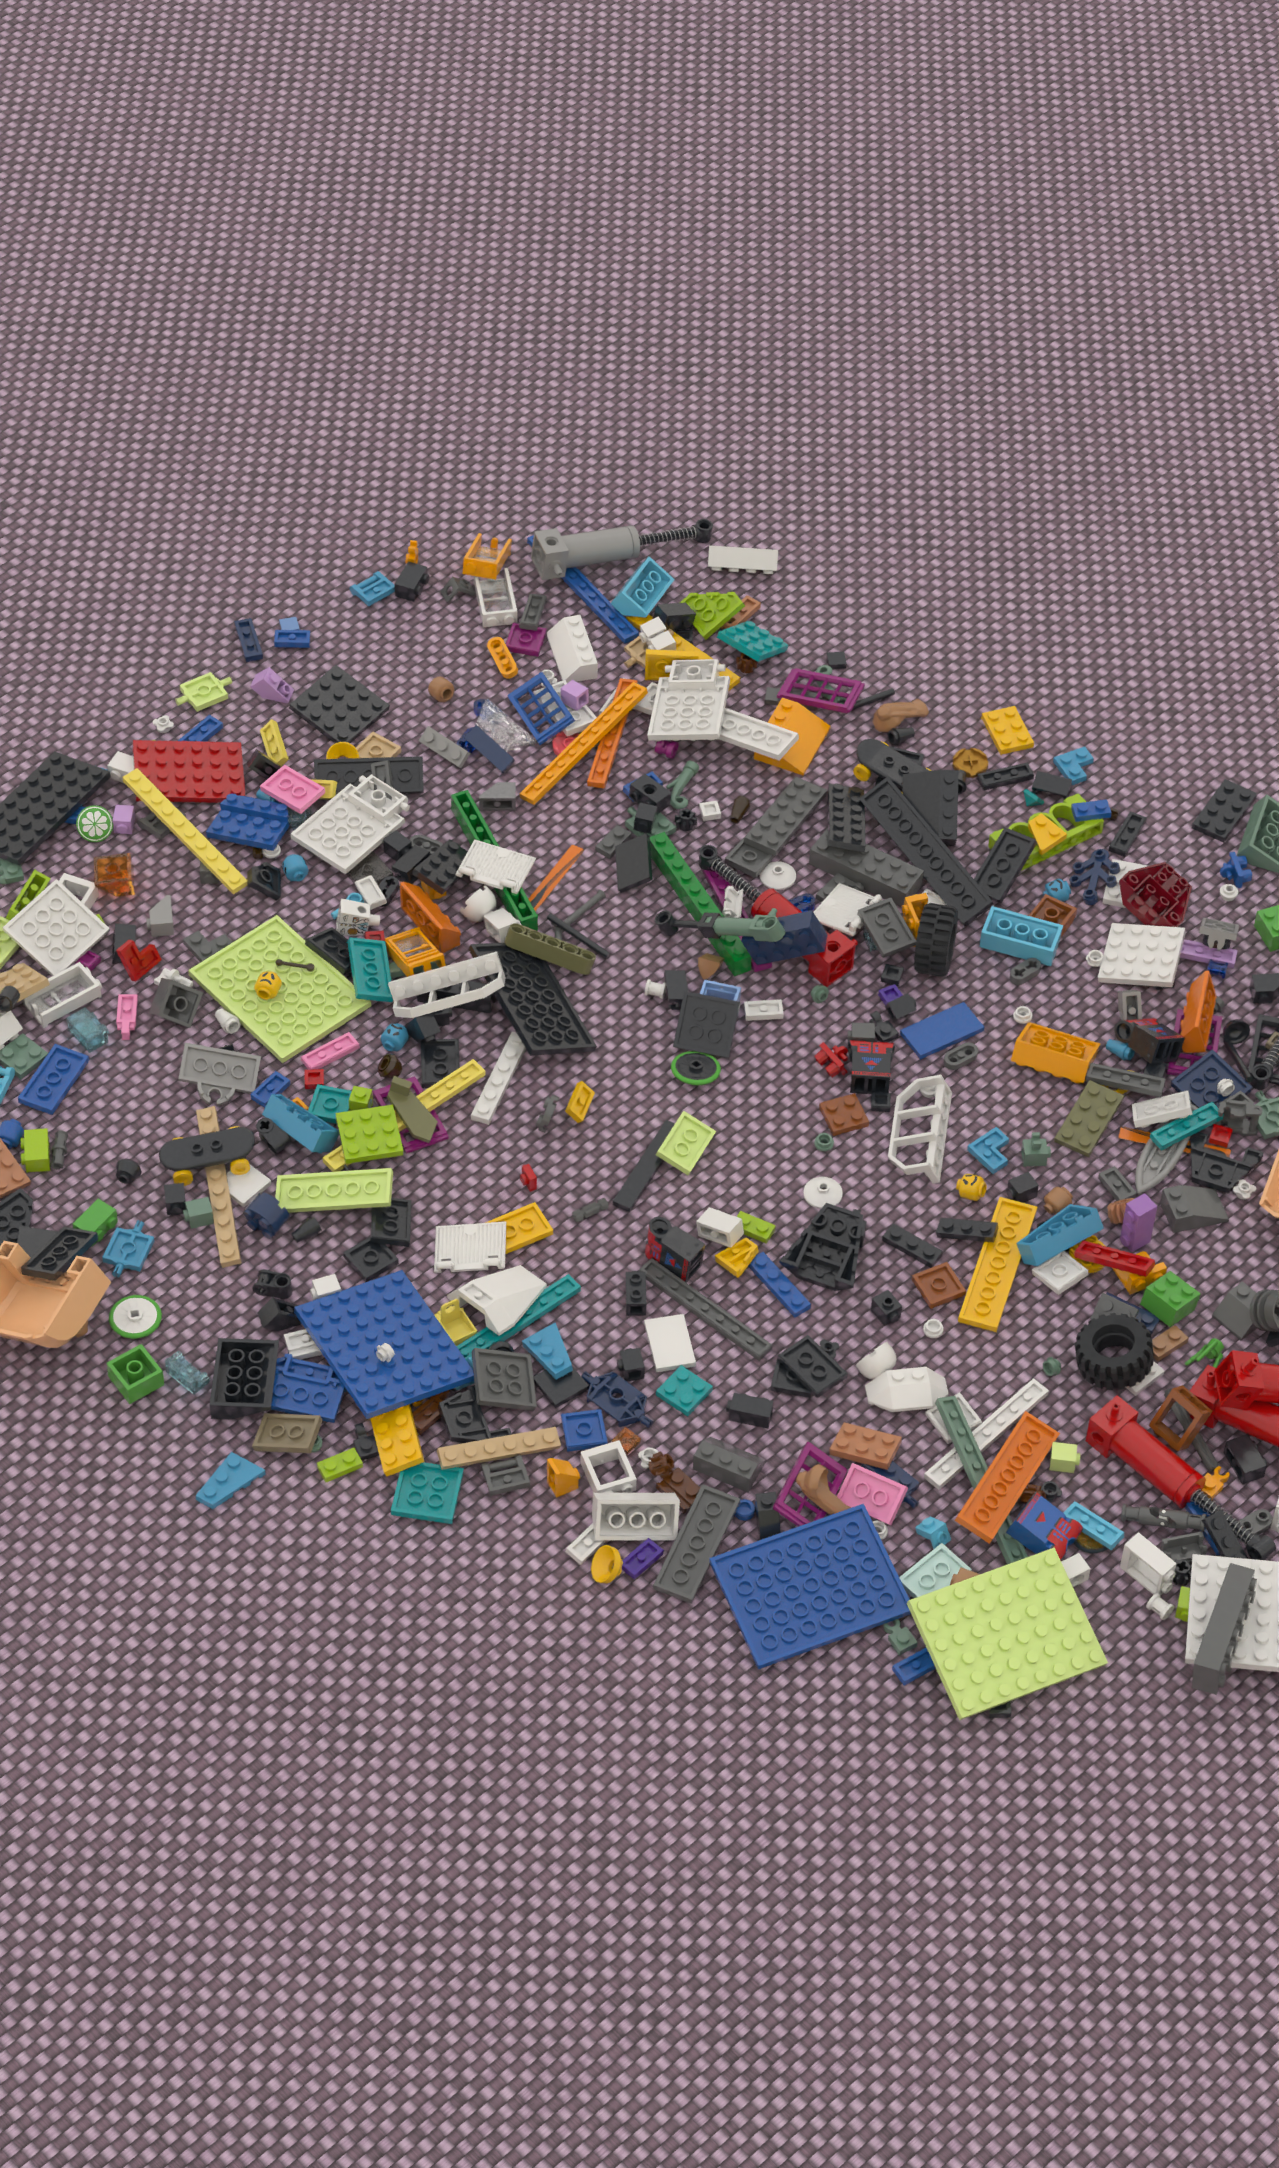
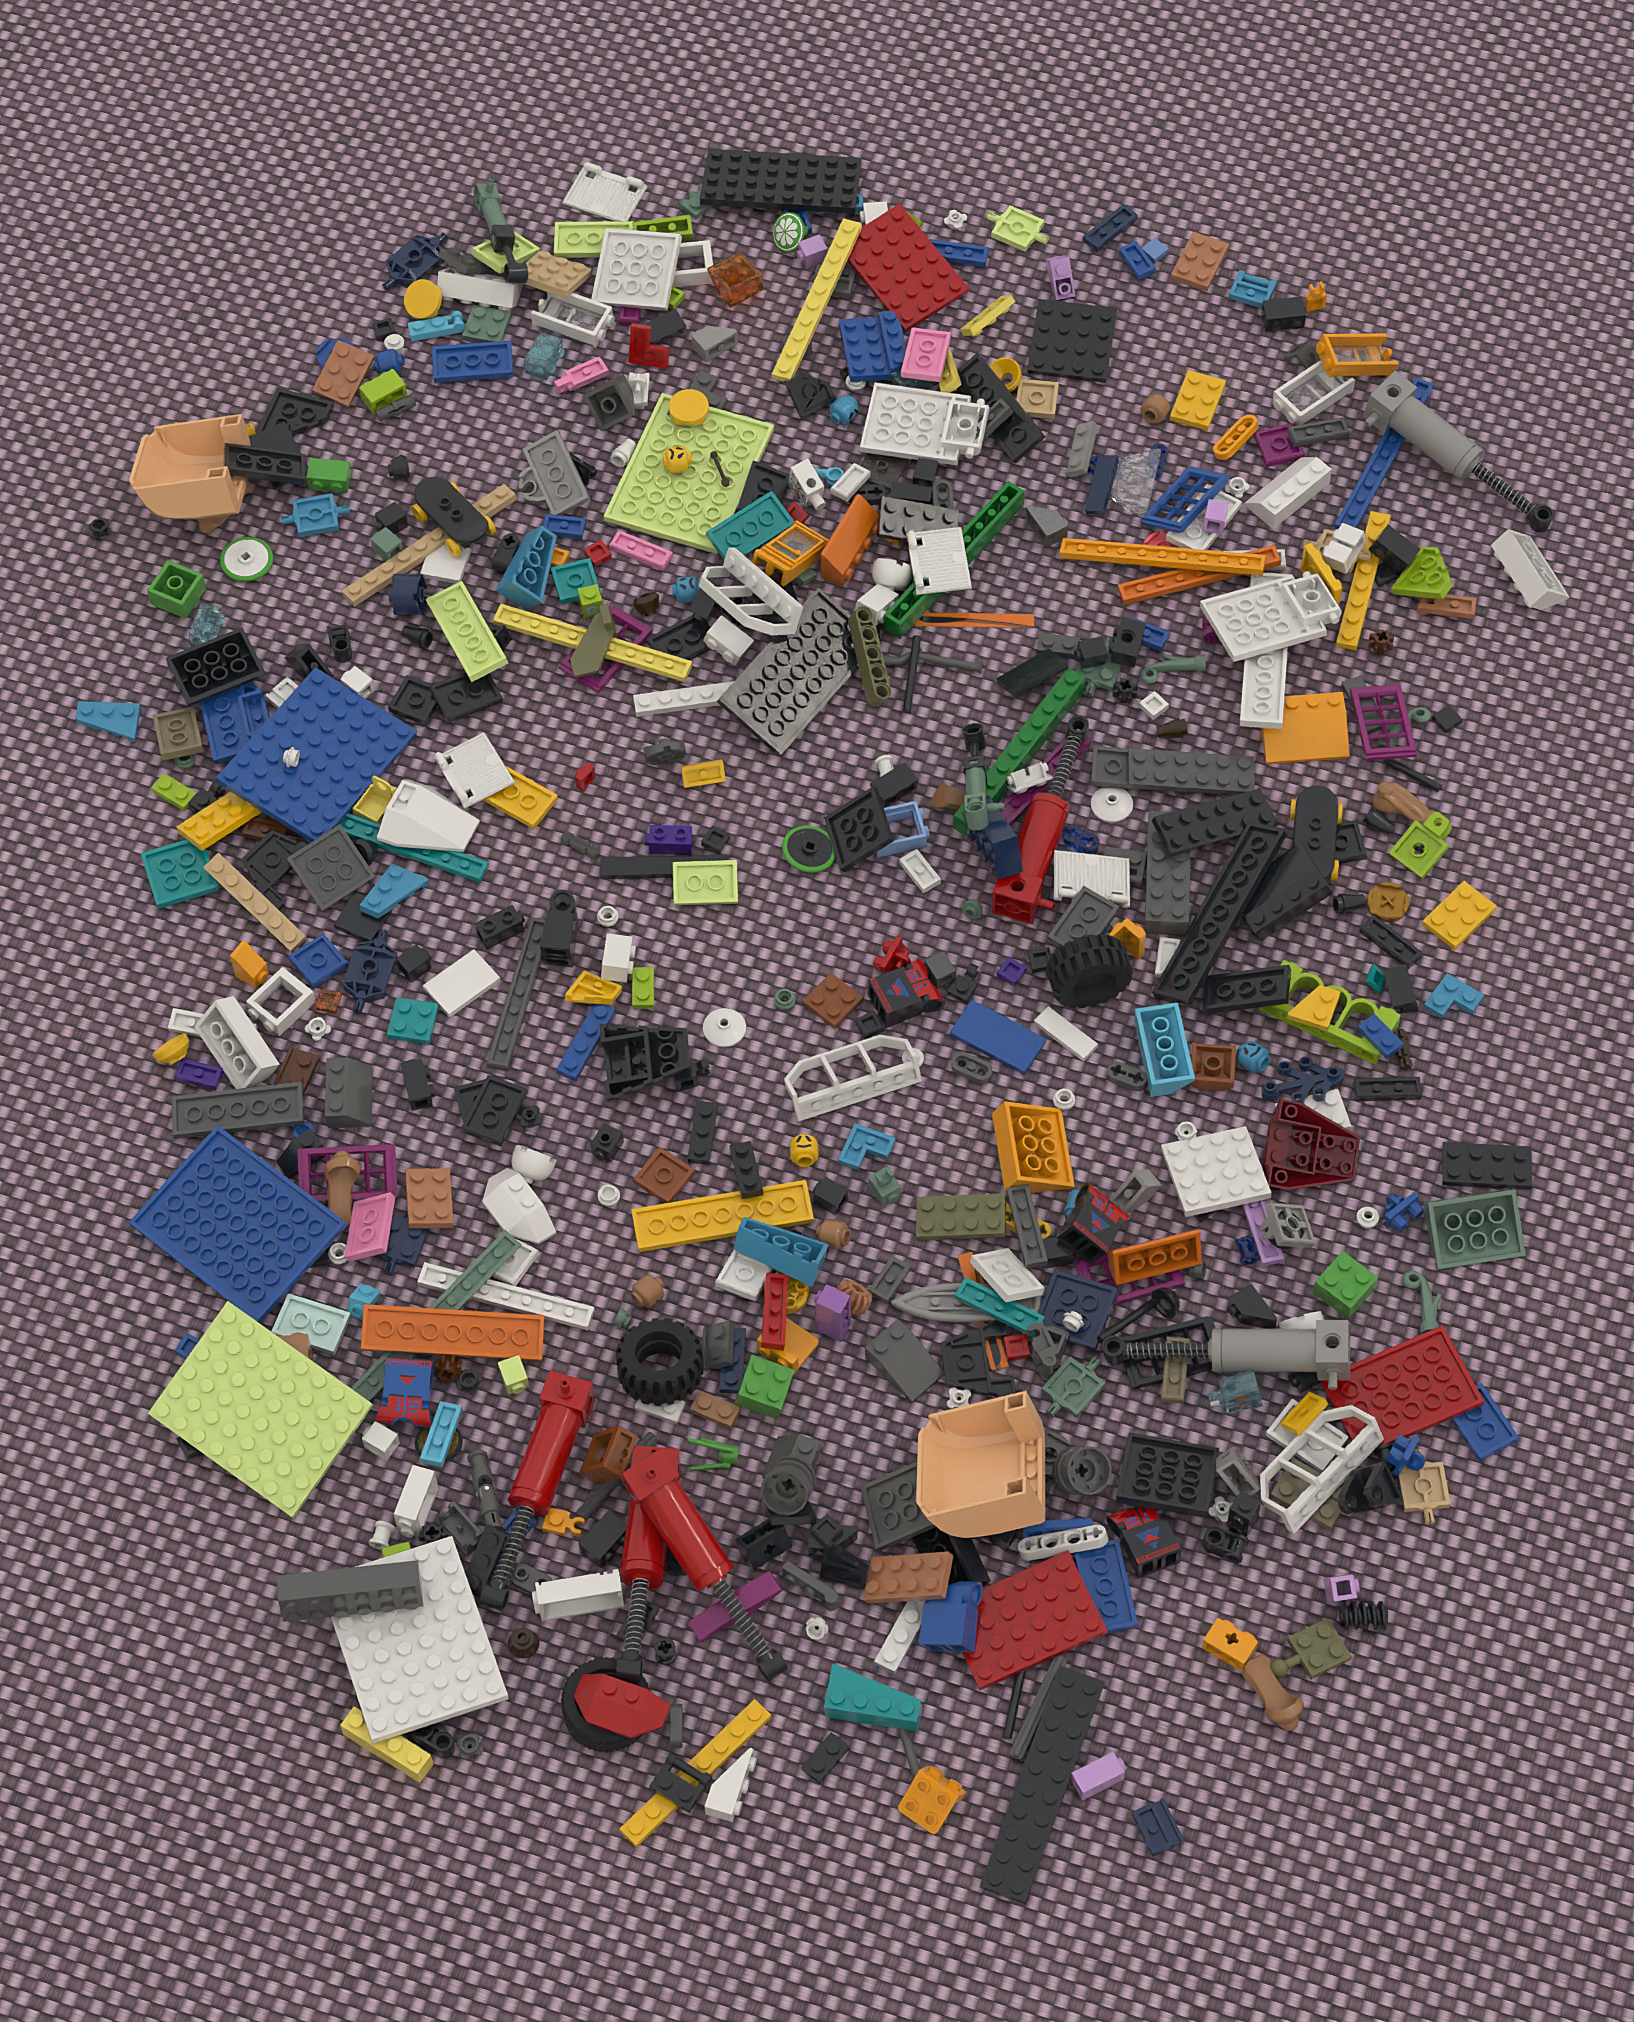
camera: 65 degrees right, 10 degrees up
(17, 1404) = (96, 525): none -> black plate
(221, 956) = (688, 407): none -> yellow tile
(262, 764) = (951, 319): black slope -> none
(320, 606) = (1199, 261): none -> nougat plate
(369, 1134) = (547, 624): lime plate -> none
(449, 663) = (1197, 400): none -> yellow plate
(466, 1030) = (728, 640): none -> white brick
(508, 1479) = (228, 928): dark grey plate -> none
(628, 1148) = (669, 839): none -> dark purple brick
(642, 590) = (1411, 505): medium azure slope -> none
(647, 1121) = (715, 840): none -> black plate
(661, 1464) = (309, 1044): reddish brown gear -> none
(673, 1216) = (607, 911): none -> white plate
(752, 641) = (1410, 632): teal plate -> none
(901, 1007) = (995, 985): black brick -> none
(937, 710) = (1428, 835): none -> lime plate
(965, 990) = (1066, 1034): none -> white tile
(1039, 1338) = (647, 1291): none -> medium nougat head

